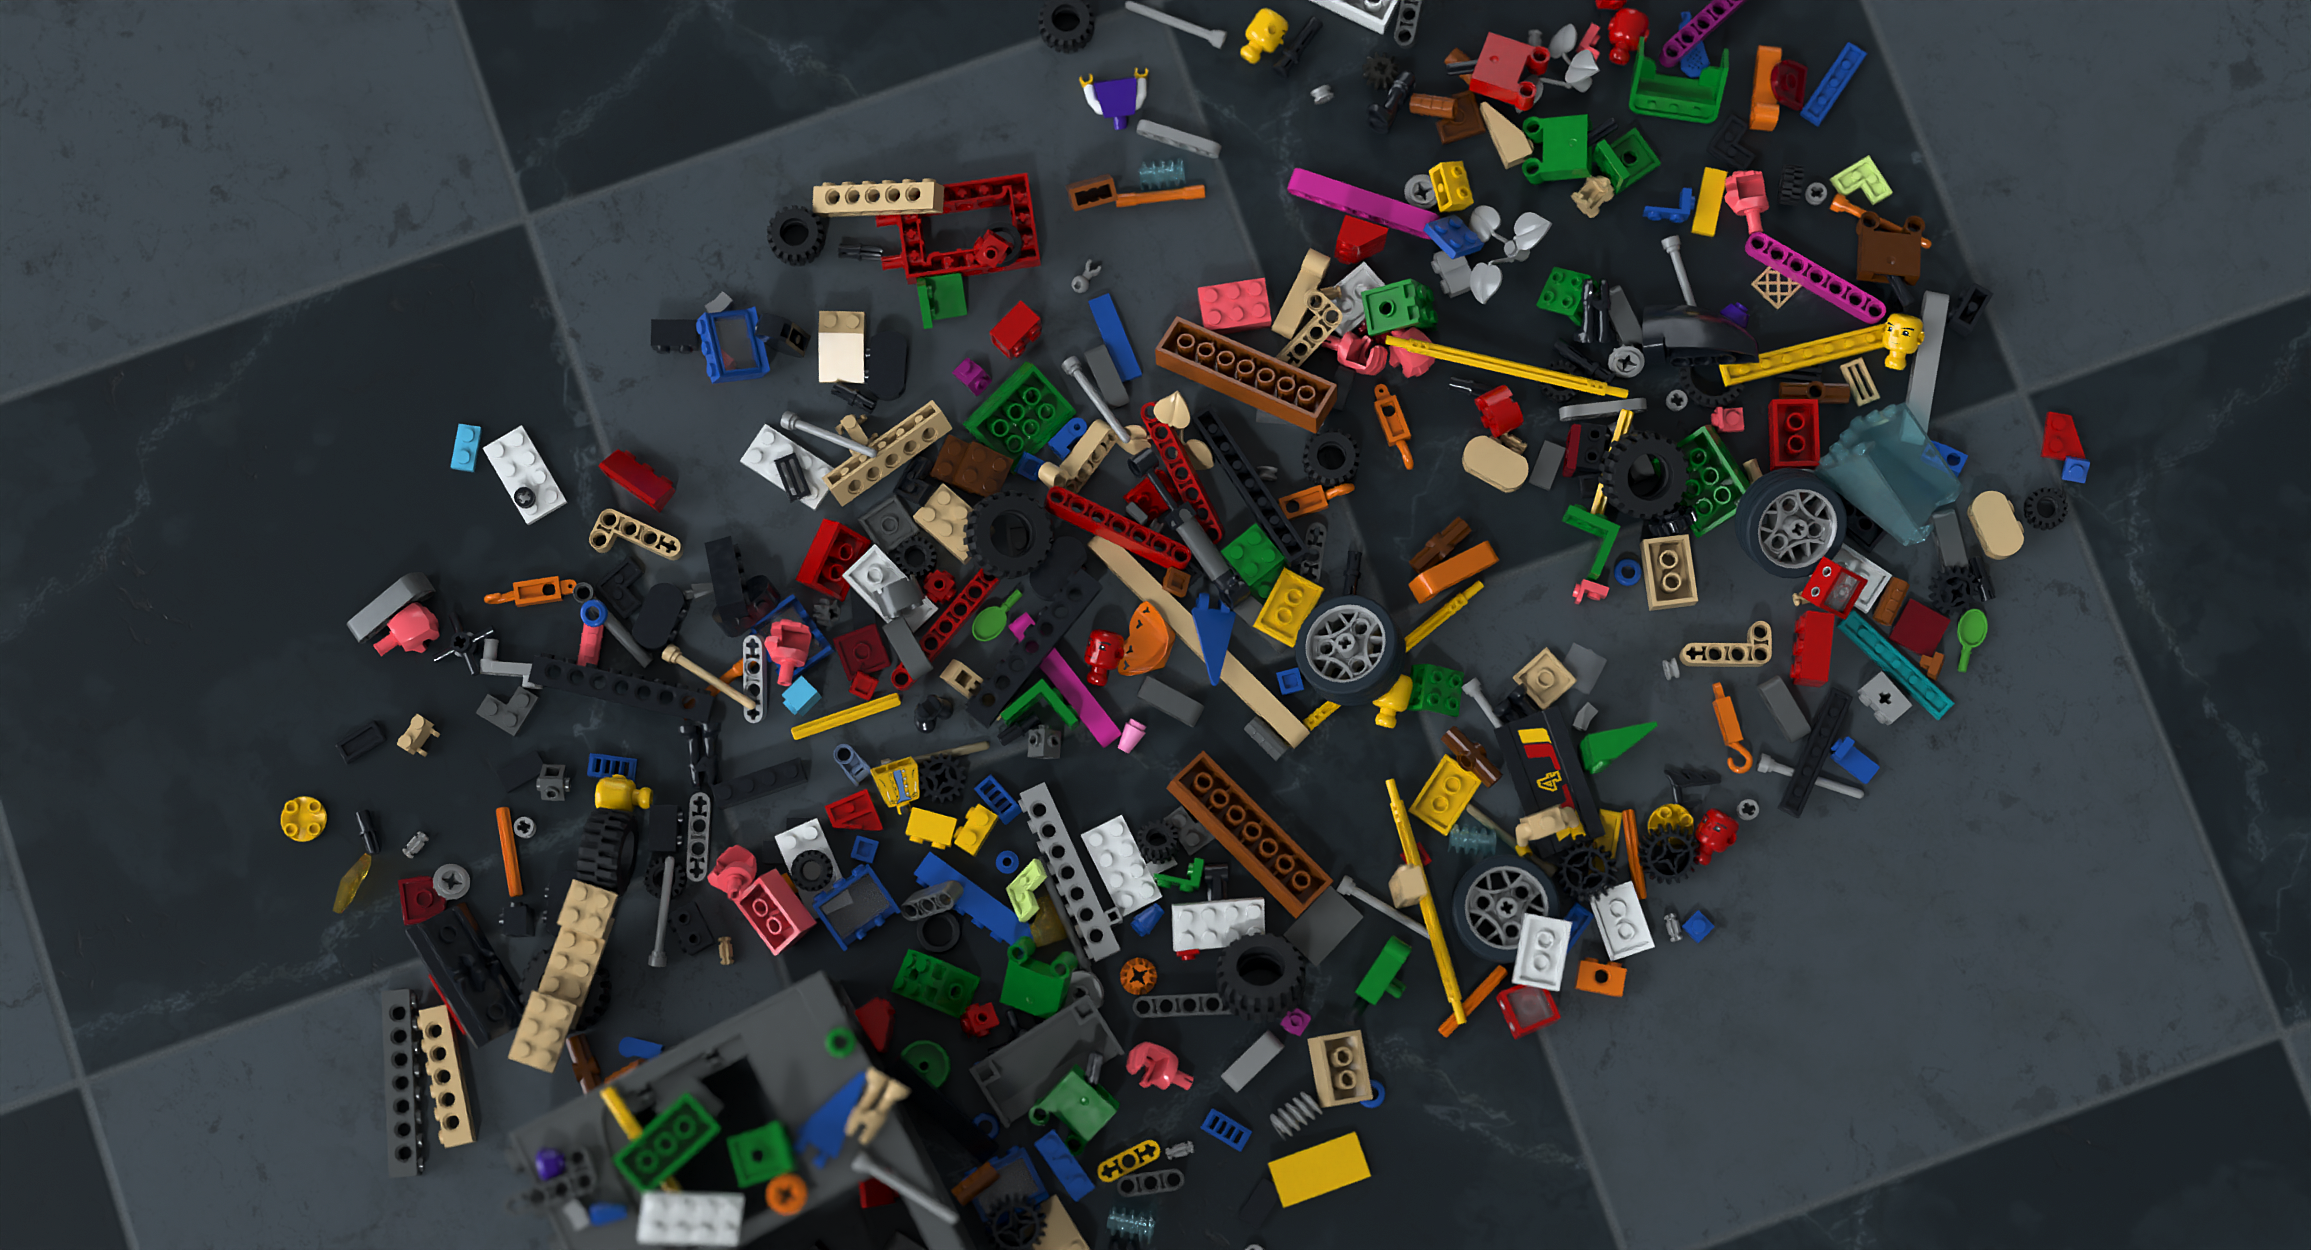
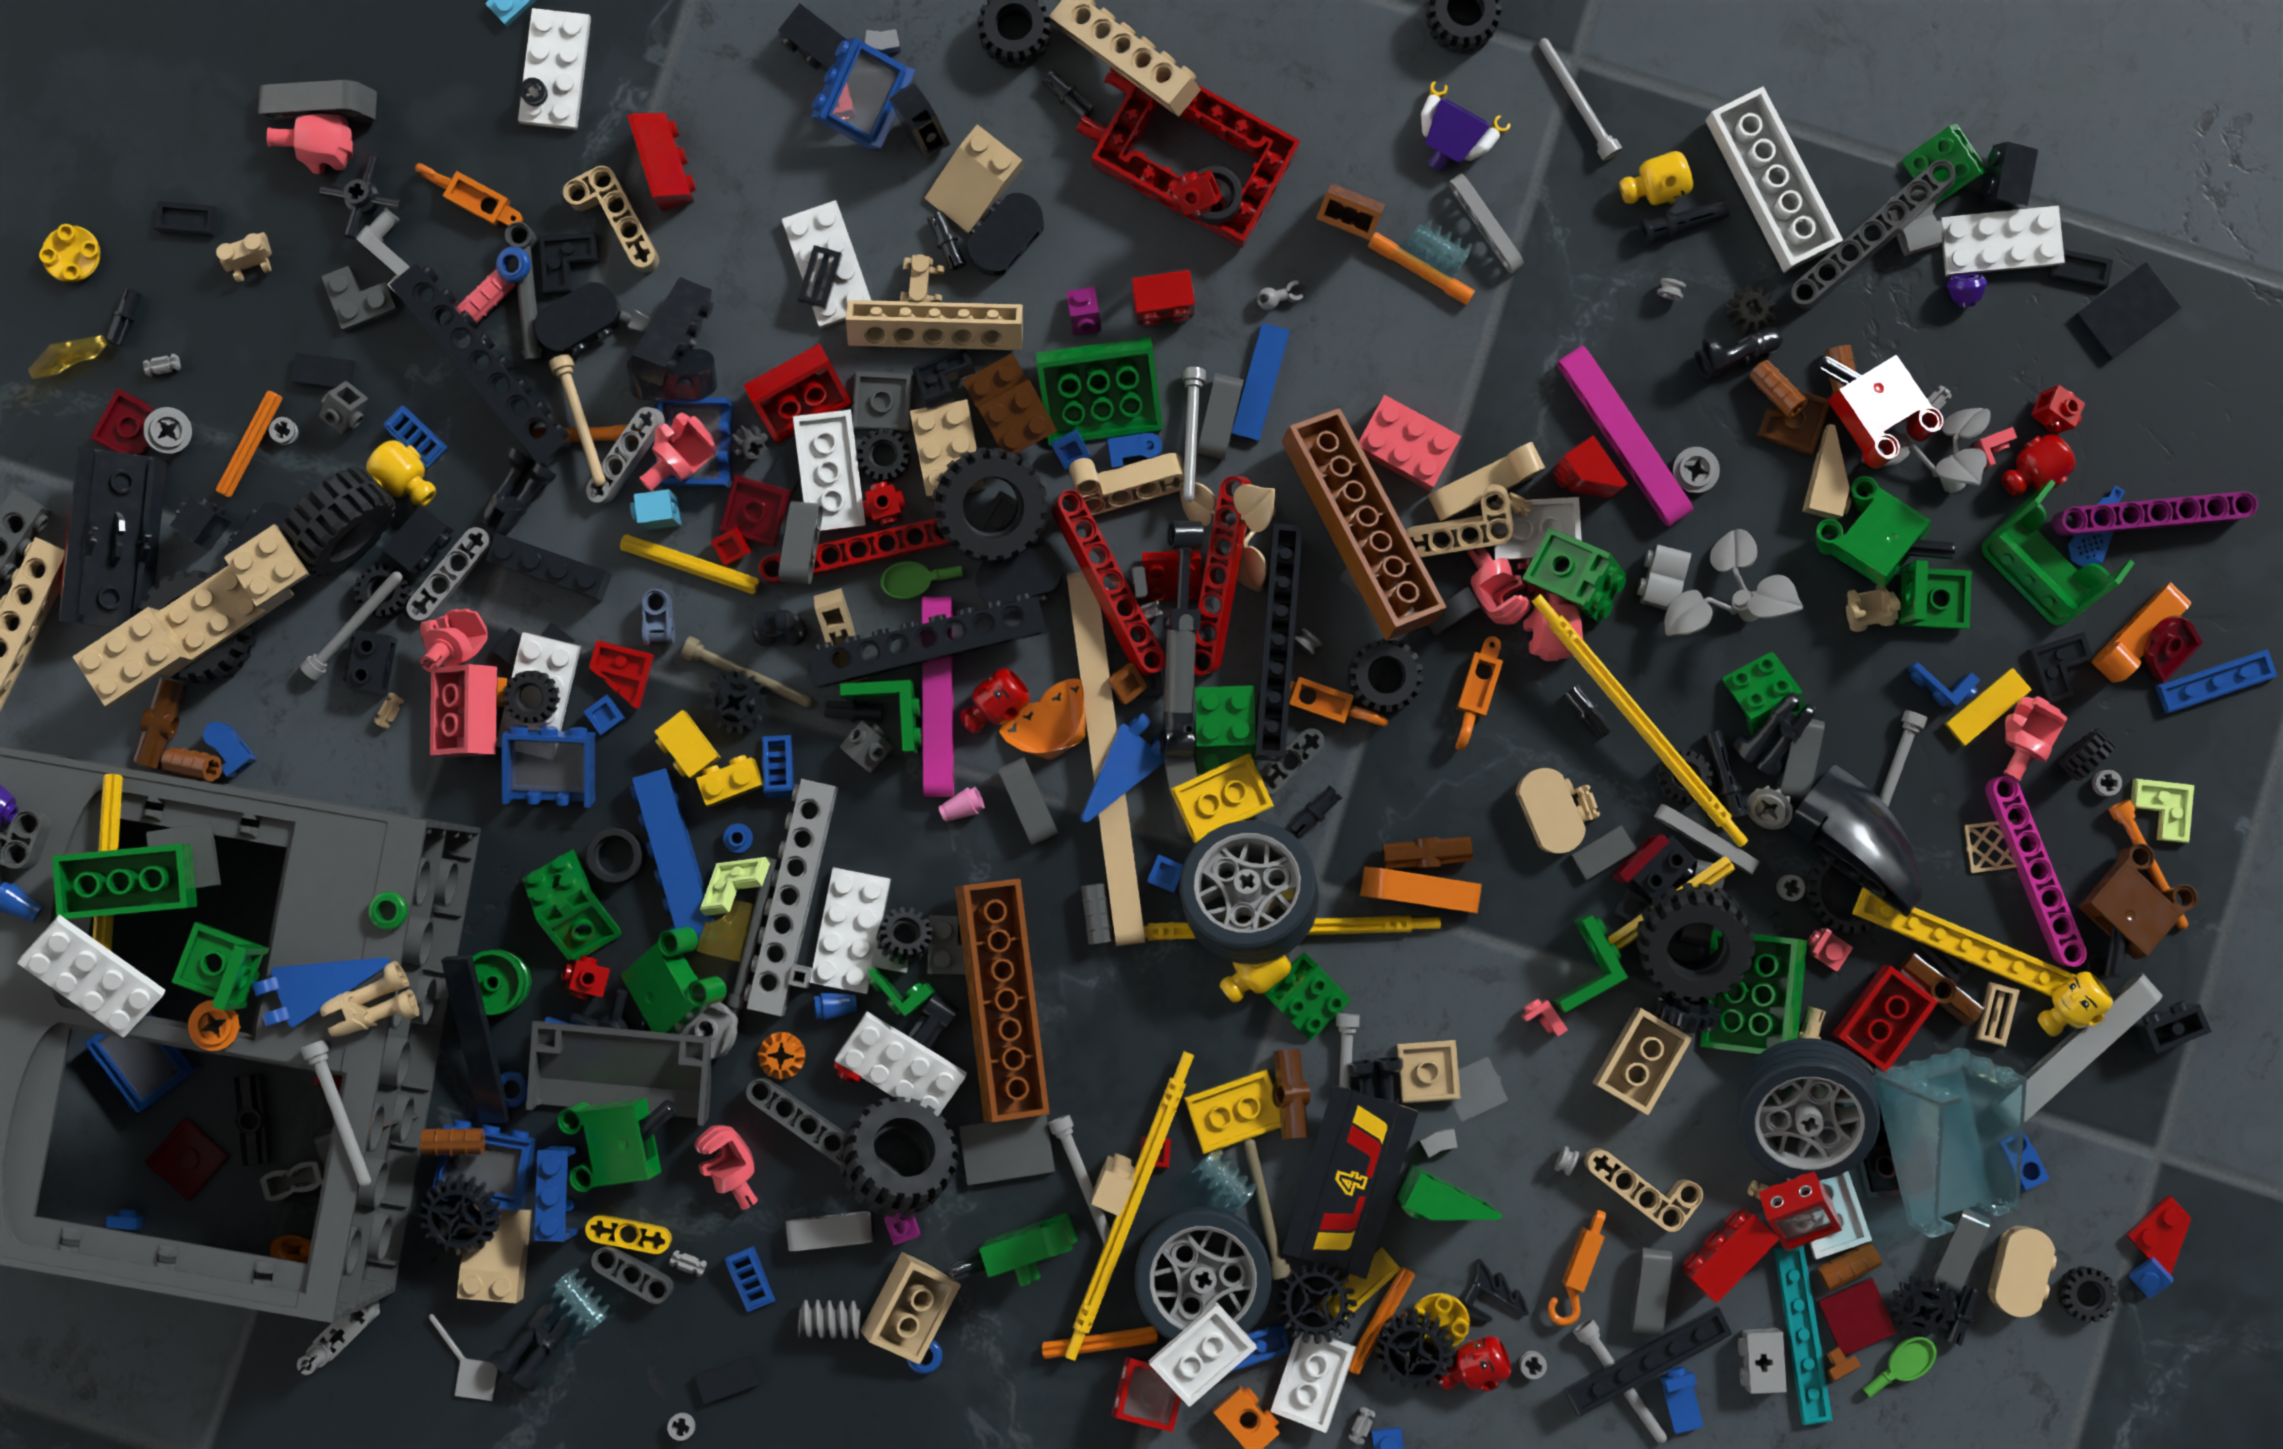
camera: 35 degrees right, 5 degrees up
(791, 421) = (864, 217): light grey piece -> none
(878, 1022) = (477, 905): red slope -> none
(898, 783) = (686, 673): yellow torso -> none
(899, 596) = (831, 483): dark grey brick -> none
(932, 900) = (628, 820): dark grey beam -> none
(941, 297) = (1112, 204): green bracket -> none
(1319, 1169) = (811, 1392): yellow tile -> none
(1451, 186) = (1730, 487): yellow brick -> none
(1453, 236) = (1691, 542): blue plate -> none
(1499, 411) = (1597, 760): red brick -> none
(1546, 823) = (1310, 1224): tan torso -> none
(1625, 581) = (1609, 1017): blue piece -> none
(1736, 313) = (1923, 846): dark purple cone -> none

